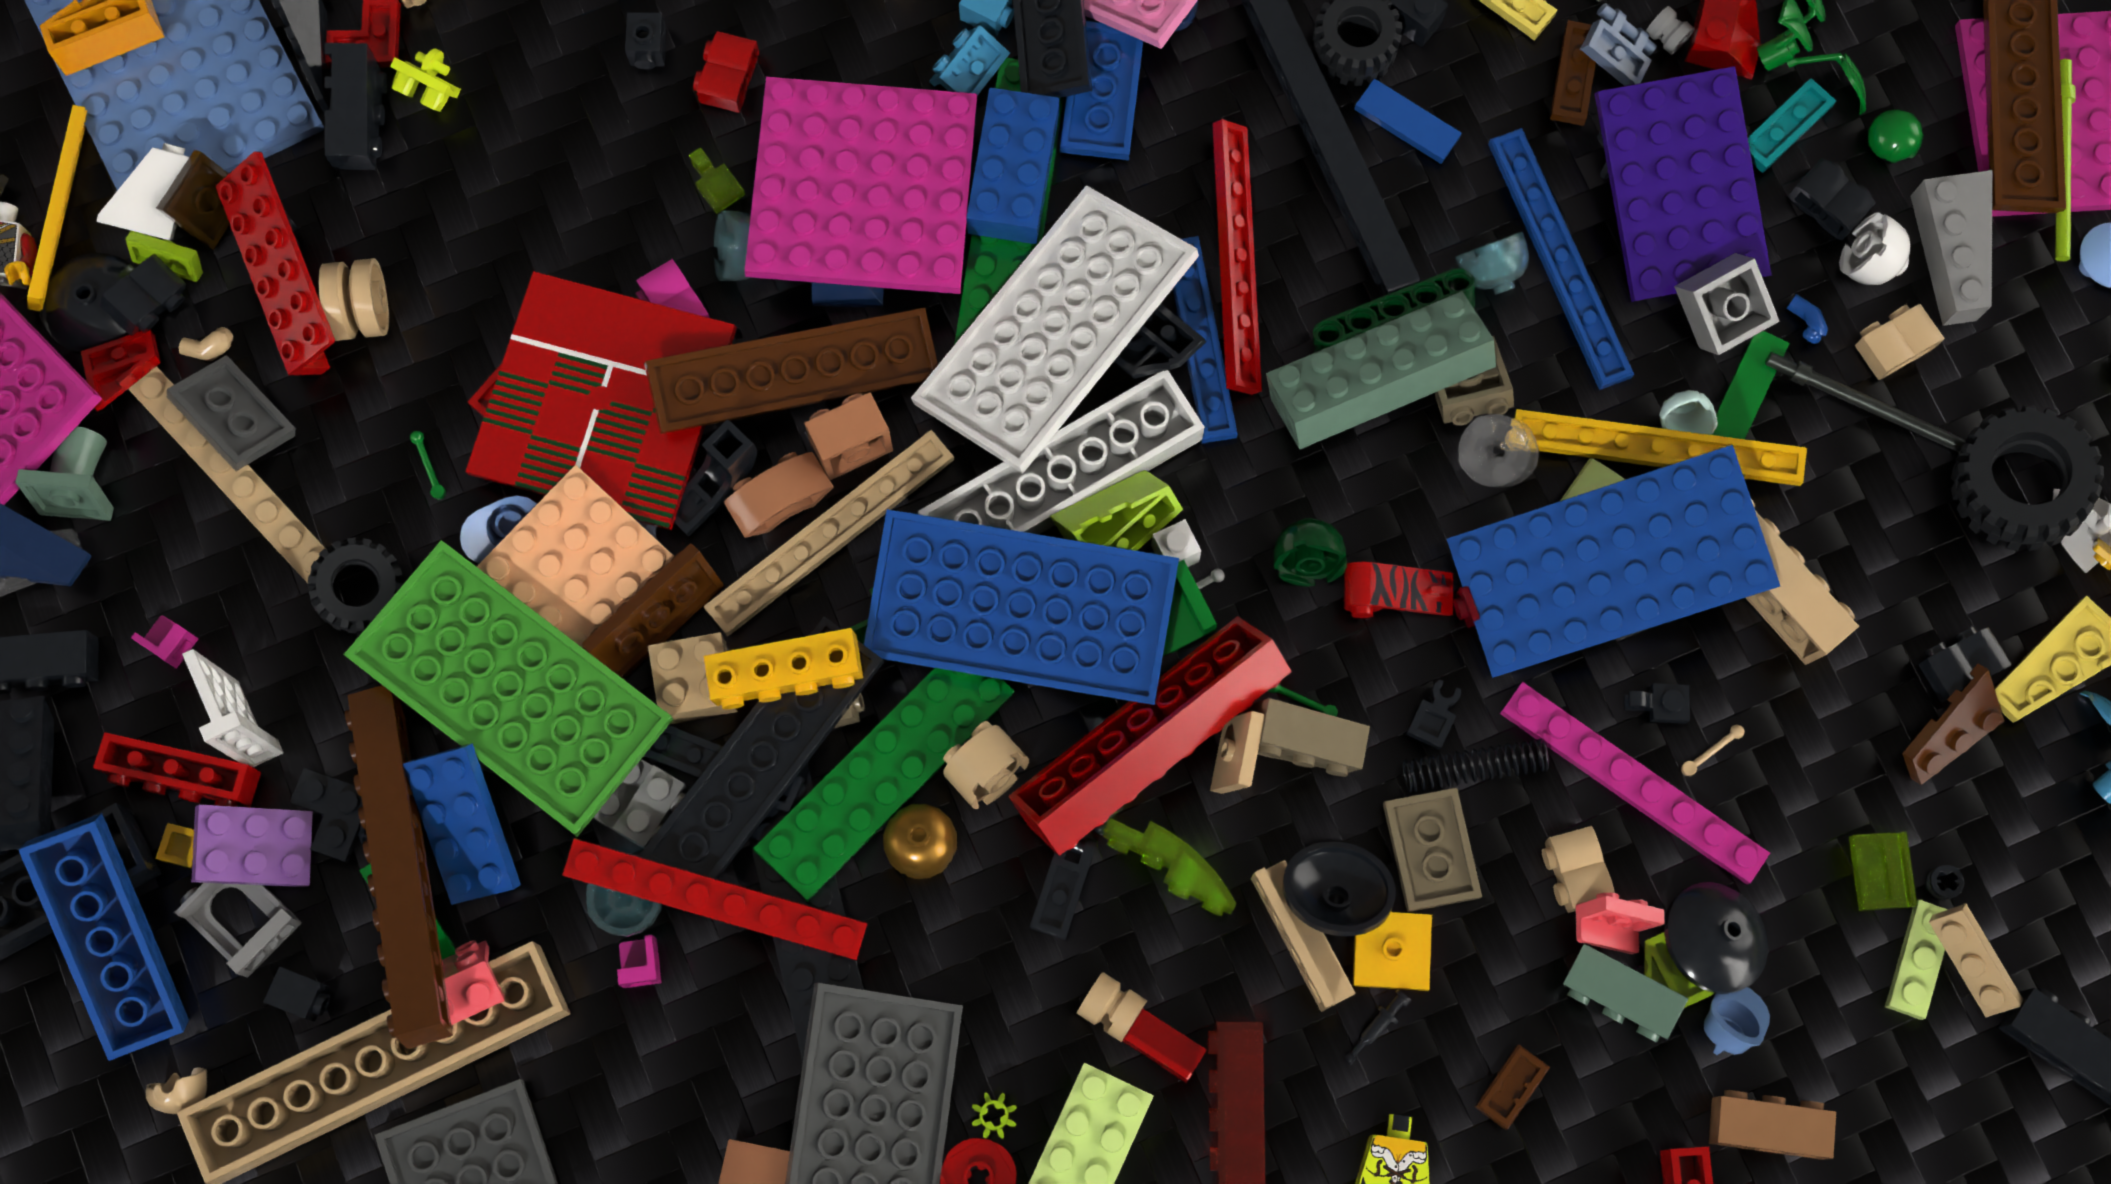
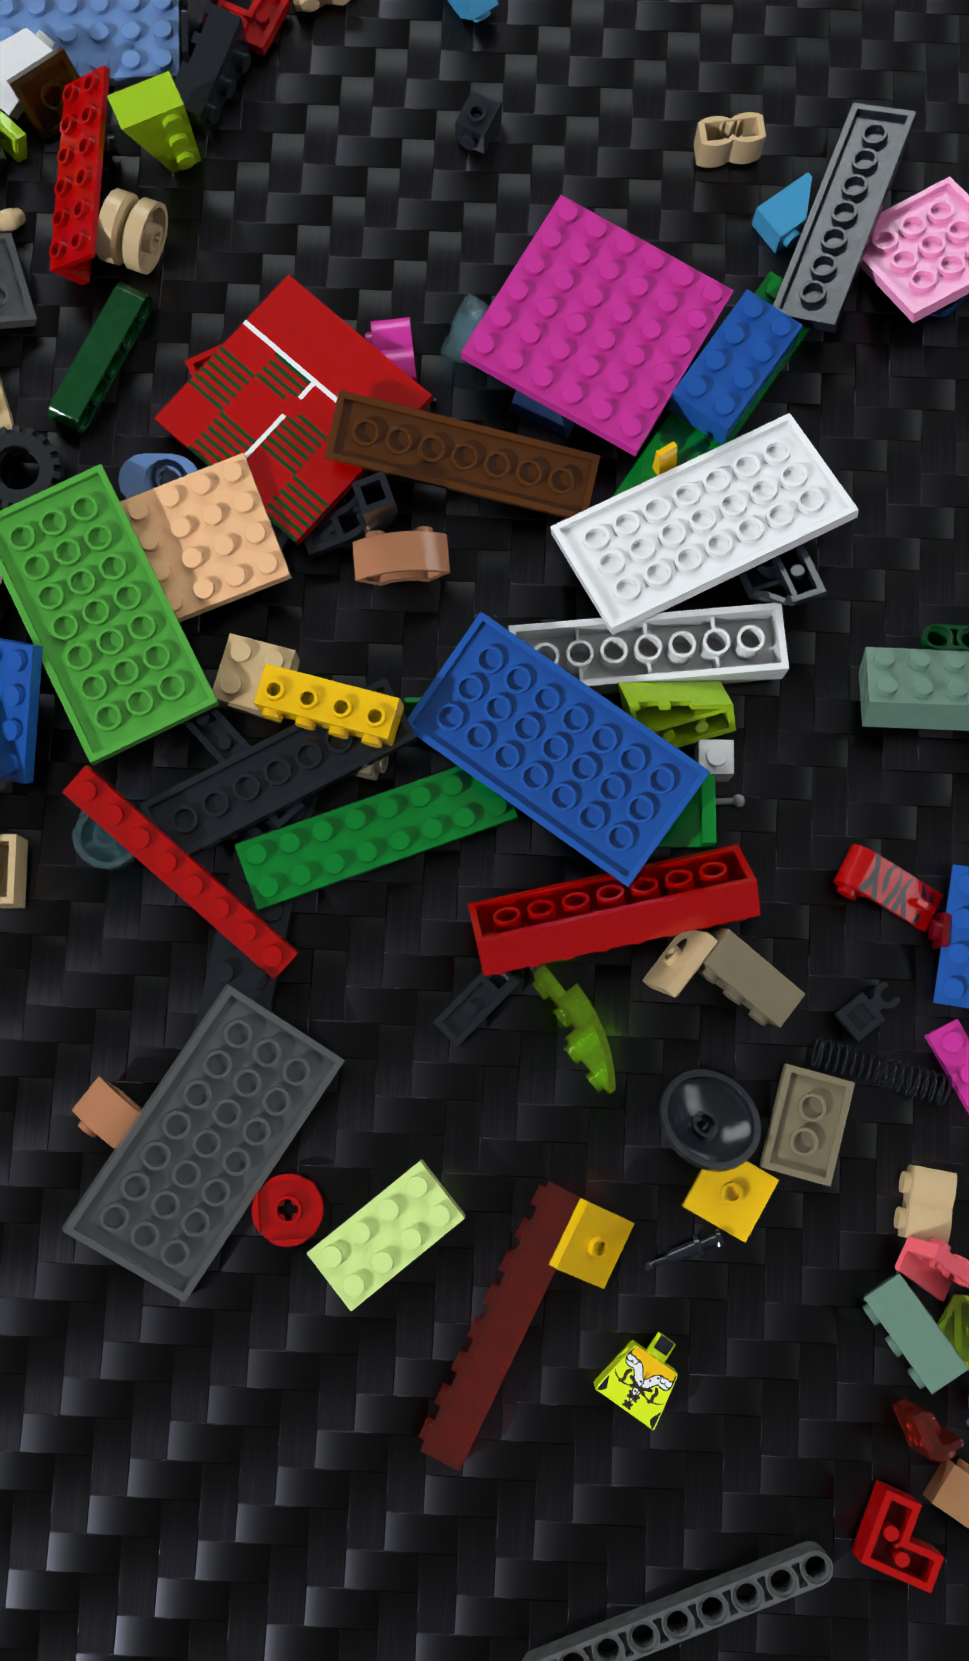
camera: 30 degrees right, 5 degrees up
(332, 180) = (157, 121): none -> lime wedge
(380, 437) = (100, 357): none -> dark green beam
(410, 75) = (269, 67): neon yellow hips -> none
(437, 491) = (126, 424): green hinge -> none
(639, 963) = (99, 893): dark pink panel -> none
(642, 803) = (164, 761): light grey plate -> none
(654, 612) = (248, 608): reddish brown plate -> none
(717, 184) = (478, 272): clear neon green plate -> none
(727, 71) = (532, 179): red brick -> none
(829, 533) = (428, 609): tan plate -> none
(848, 435) = (482, 534): nougat brick -> none
(920, 841) = (377, 904): pearl gold cylinder -> none
(970, 63) = (742, 265): dark azure bracket -> none
(984, 765) = (460, 867): tan brick -> none
(984, 1112) = (318, 1172): lime gear -> none
(990, 283) = (665, 458): none -> yellow piece
(1103, 119) = (832, 362): blue plate -> none
(1111, 1006) = (468, 1124): tan wheel -> none
(1164, 1045) = (496, 1177): red panel -> none
(1206, 365) = (818, 614): blue tile -> none
(1237, 258) = (889, 535): red plate -> none
(1285, 1060) = (591, 1243): none -> yellow plate
(1306, 945) = (659, 1159): tan fence -> none
(1309, 552) = (827, 818): dark green cylinder -> none
(1329, 709) = (776, 962): green hinge -> none
(1512, 1087) = (775, 1361): reddish brown plate -> none
(1678, 1080) = (925, 1433): none -> clear red bracket

